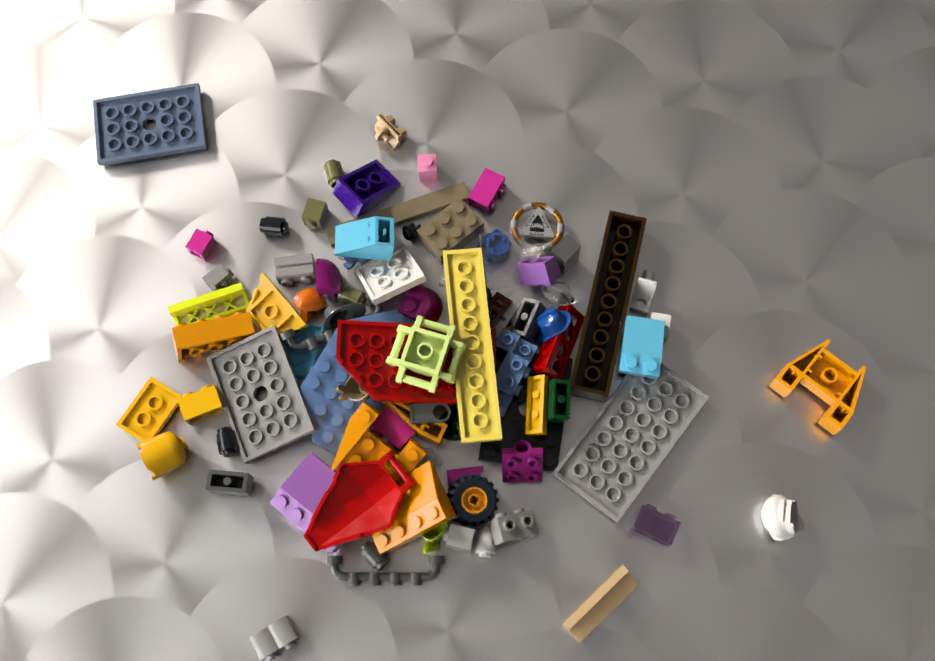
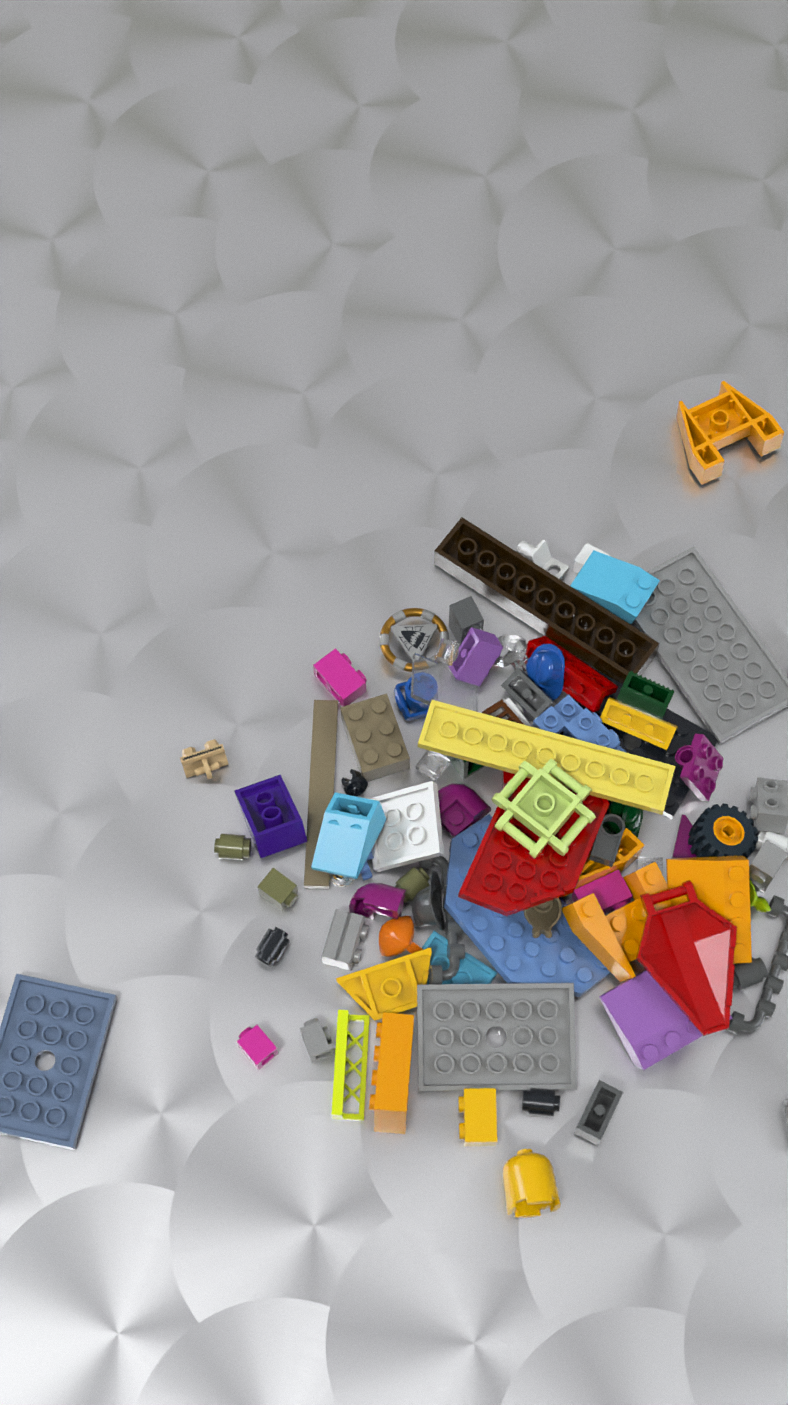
camera: 70 degrees left, 5 degrees down
(149, 410) = (461, 1188): yellow plate -> none
(427, 167) = (278, 732): bright pink brick -> none

